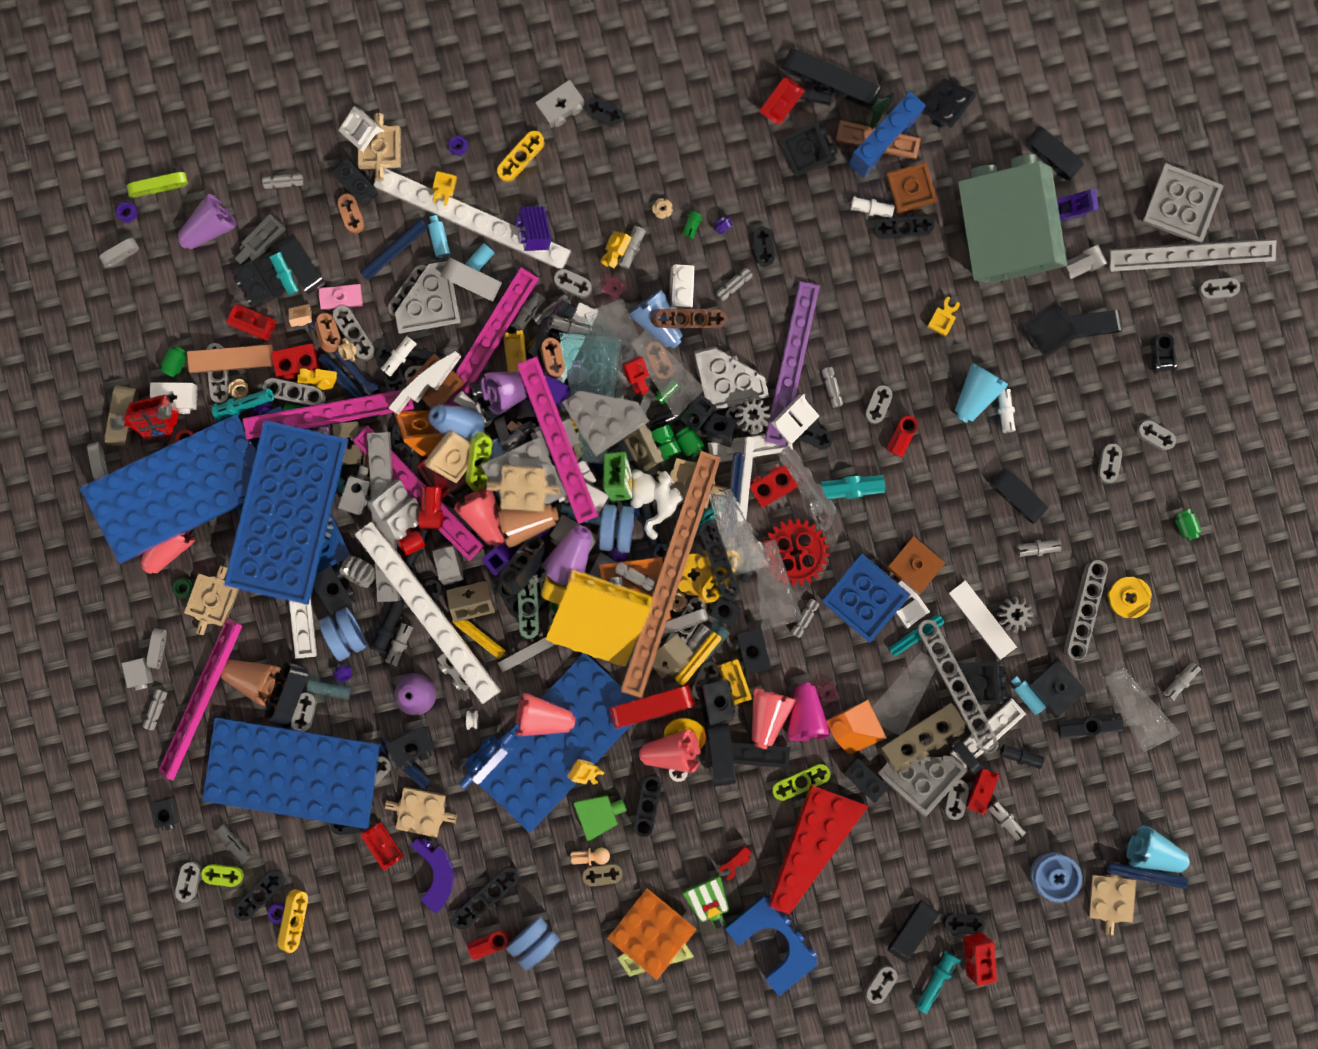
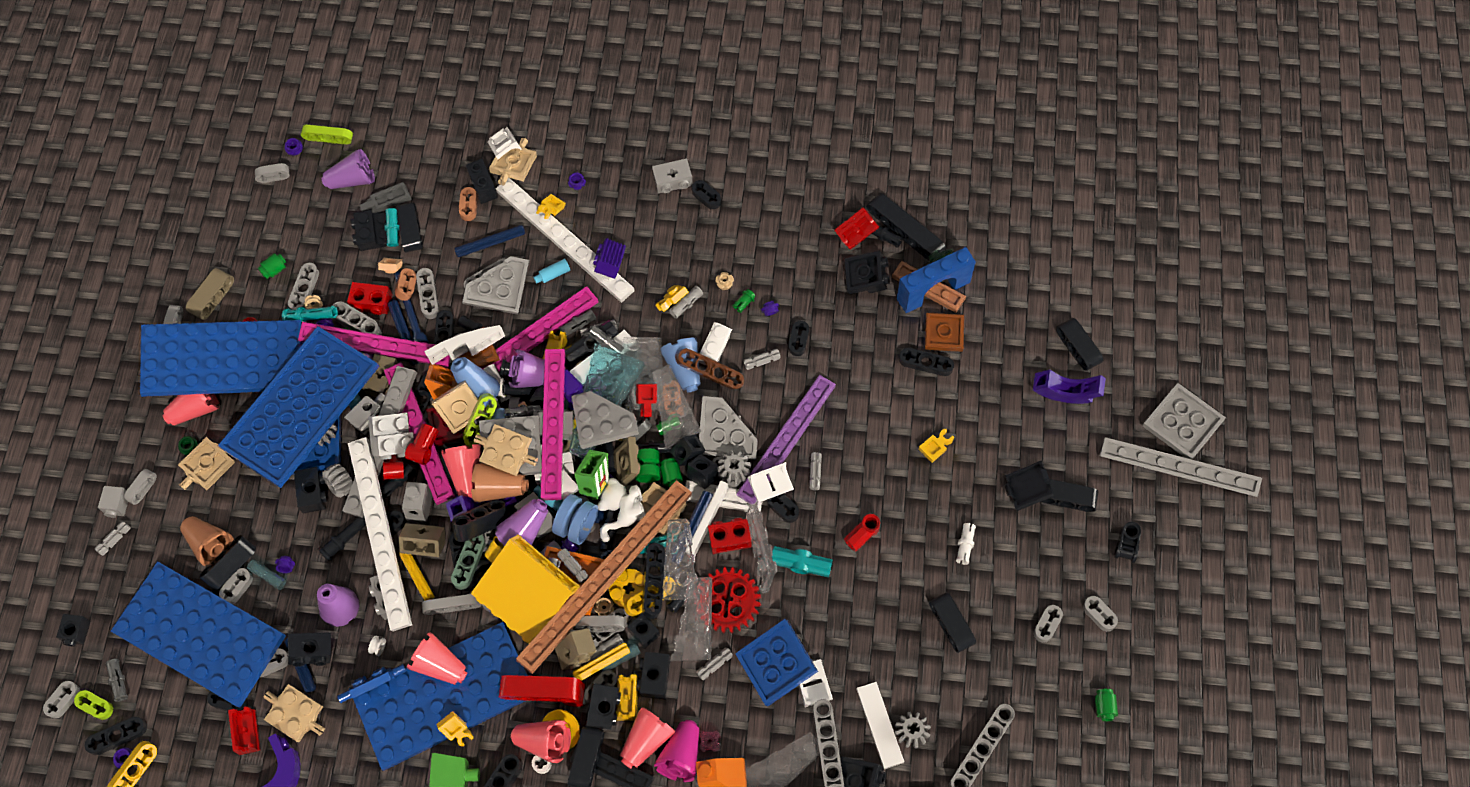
camera: 25 degrees right, 20 degrees down
(149, 417) = (228, 298): red torso -> none
(185, 393) = (258, 292): white brick -> none
(200, 698) = (152, 541): dark pink tile -> none
(230, 358) = (316, 277): nougat tile -> none
(251, 322) = (348, 258): red hinge -> none
(282, 181) = (425, 163): light grey axle -> none
(303, 629) = (271, 511): white tile -> none
(320, 378) = (383, 316): yellow plate -> none
(340, 296) = (436, 263): bright pink plate -> none
(342, 634) = (299, 527): medium blue wheel -> none
(347, 350) = (414, 302): tan plate -> none
(398, 356) = (454, 319): white pin -> none
(399, 644) = (345, 557): light grey pin -> none
(438, 237) = (530, 243): medium azure cylinder -> none
(471, 279) = (540, 280): light grey beam -> none
(521, 165) = (625, 198): yellow beam -> none
(557, 357) = (583, 362): nougat beam -> none
(574, 278) = (622, 317): light grey beam -> none
(614, 282) = (658, 324): clear pink plate -> none
(872, 207) = (904, 336): white pin -> none
(874, 402) = (847, 496): light grey beam -> none
(913, 637) = (808, 717): teal axle -> none
(916, 565) = (834, 651): dark orange plate -> none
(947, 103) = (997, 275): black piece -> none
(978, 393) = (944, 517): medium azure cone -> none
(1012, 220) = (1021, 380): sand green brick -> none
(1038, 548) = (956, 677): light grey pin -> none
(1088, 261) = (1083, 440): light grey piece -> none
(1117, 596) = (1022, 764): yellow plate -> none
(1218, 284) = (1197, 505): light grey beam -> none

